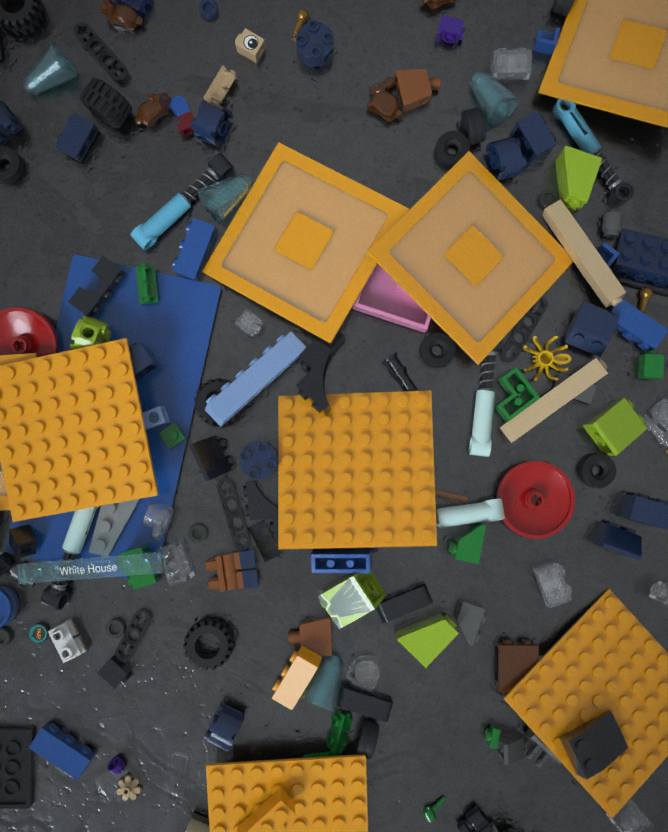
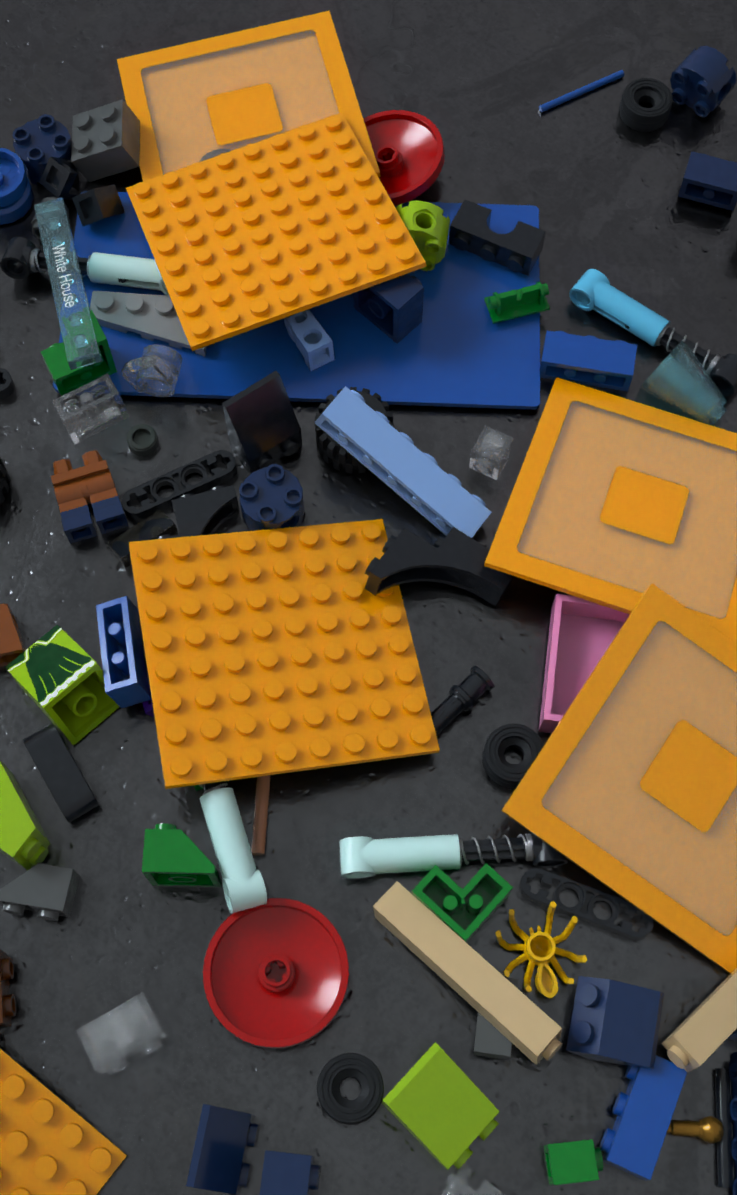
camera: 80 degrees right, 20 degrees down
(172, 435) = (293, 374): green plate -> none

